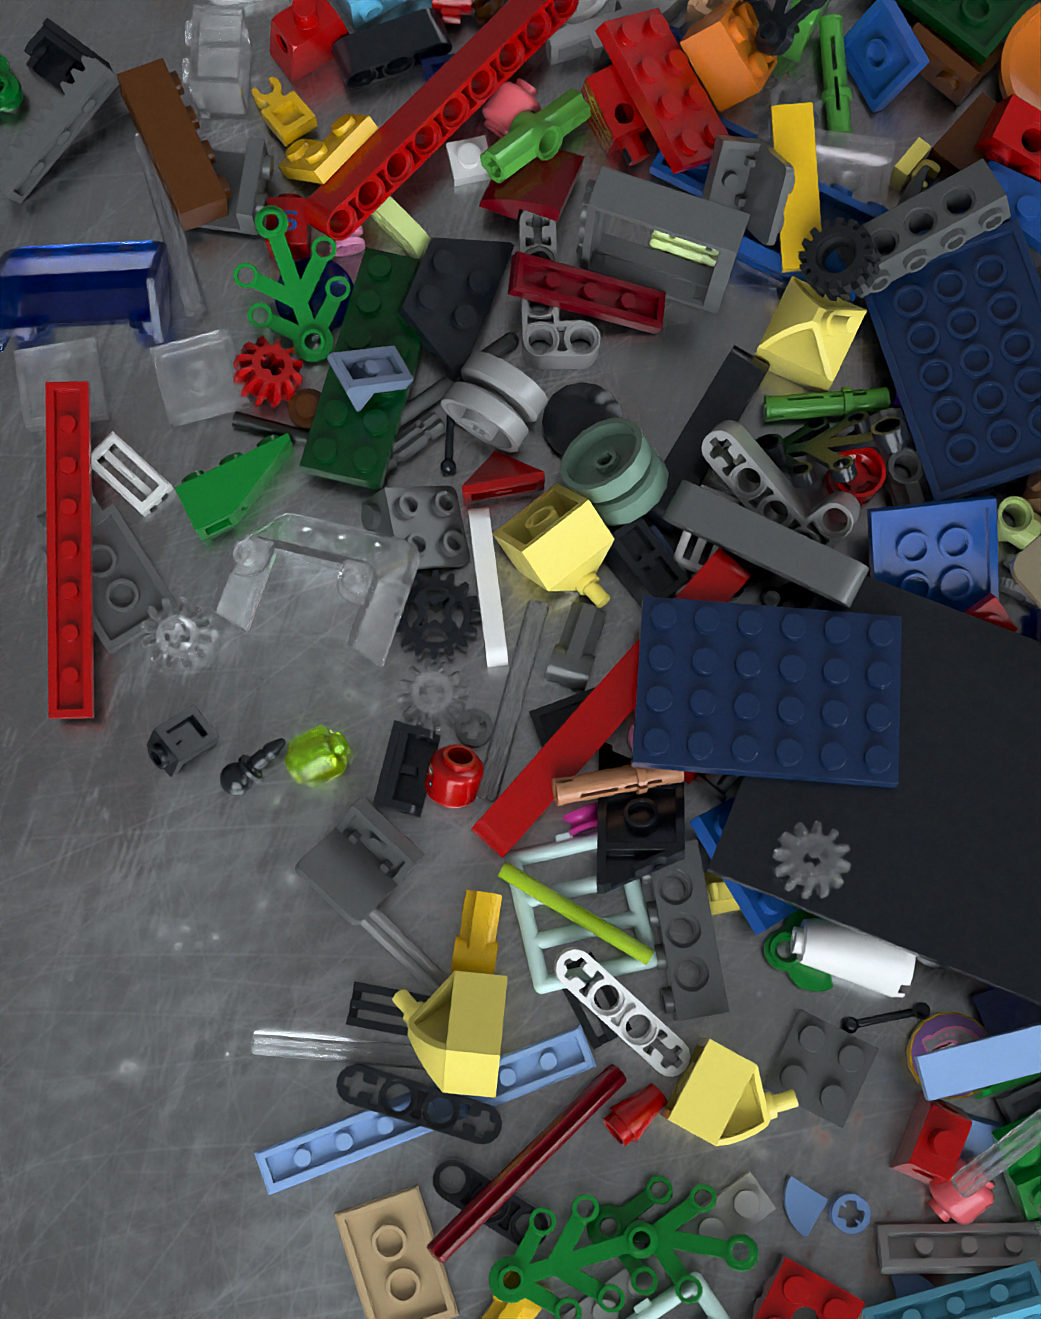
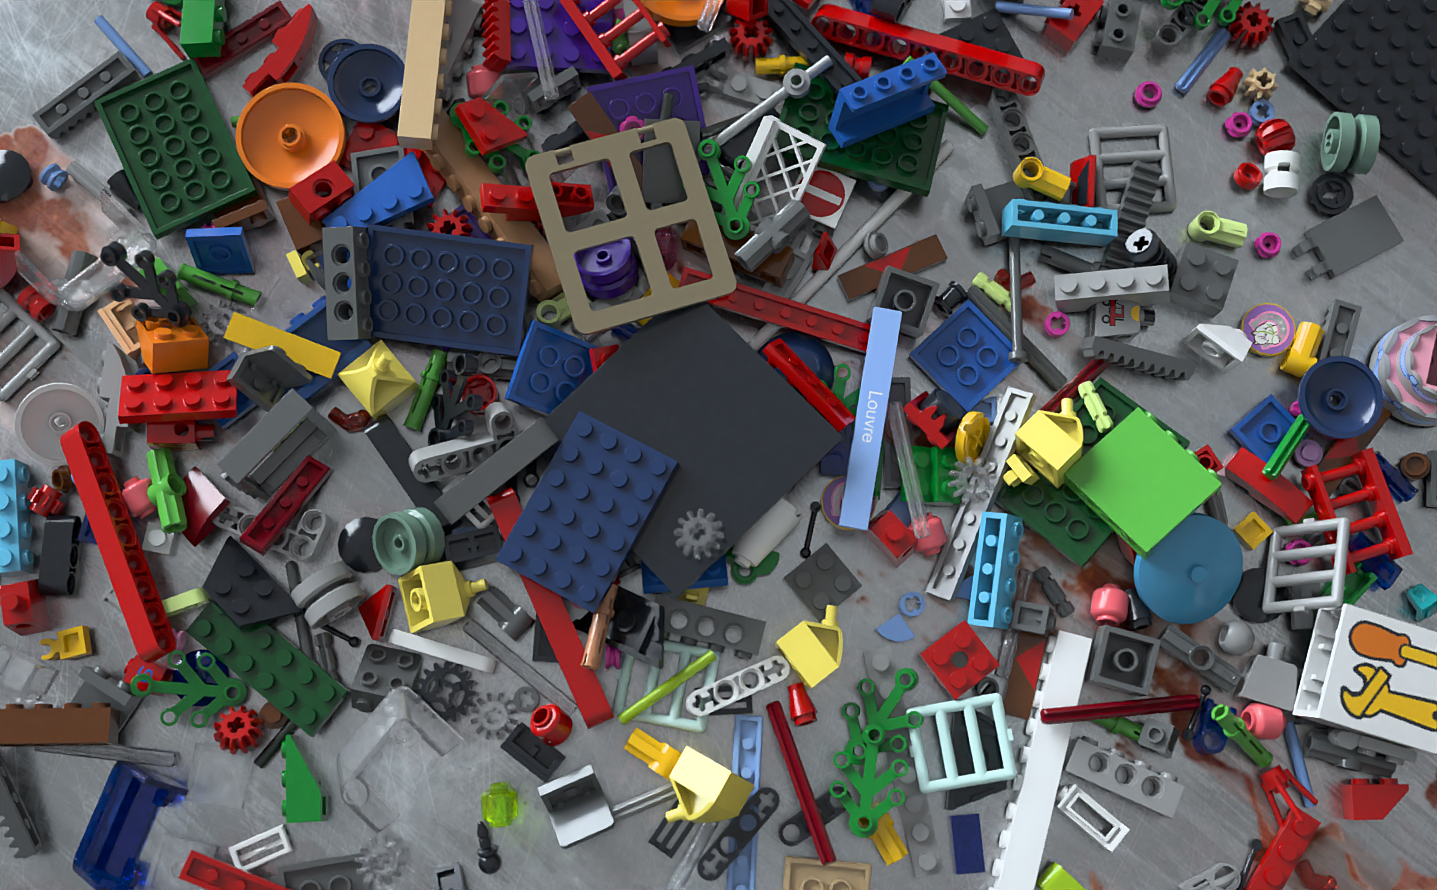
camera: 65 degrees left, 0 degrees up
(319, 160) = (115, 632): yellow plate -> none
(369, 372) = (273, 665): sand blue slope -> none
(736, 327) = (352, 421): none -> clear red arm
(828, 240) = (328, 349): black tyre -> none

